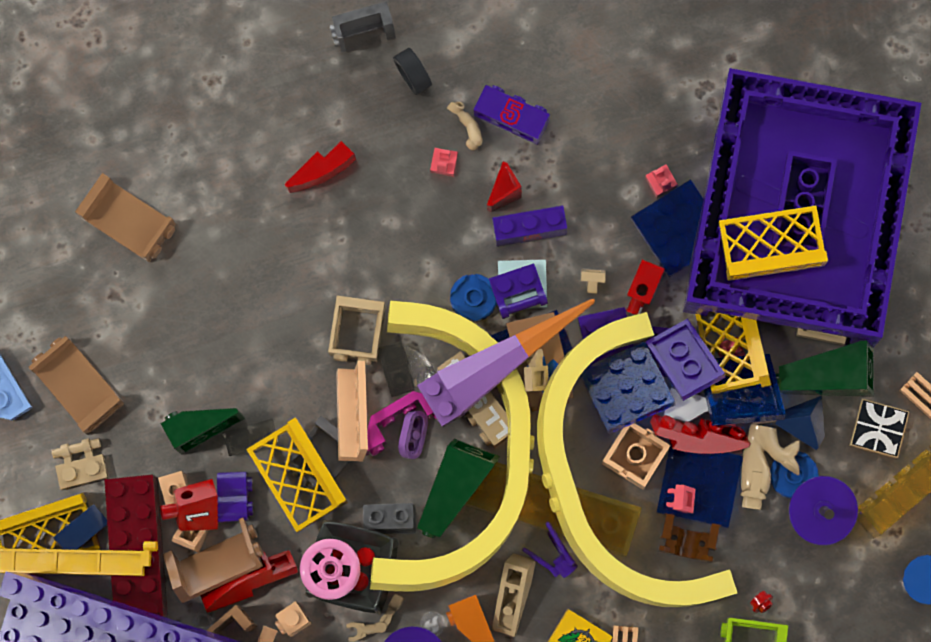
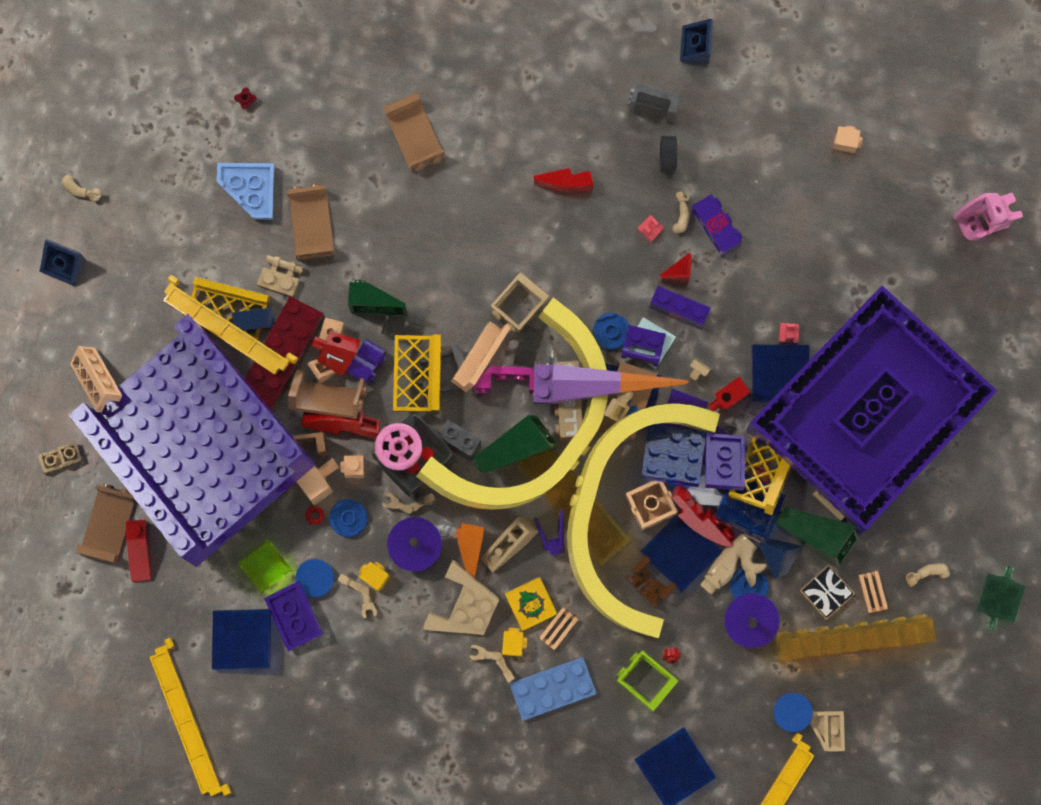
camera: 25 degrees right, 0 degrees up
(413, 434) = (511, 397): medium lavender plate -> none
(683, 498) = (663, 552): coral tile -> none
(781, 262) = (825, 435): yellow fence -> none

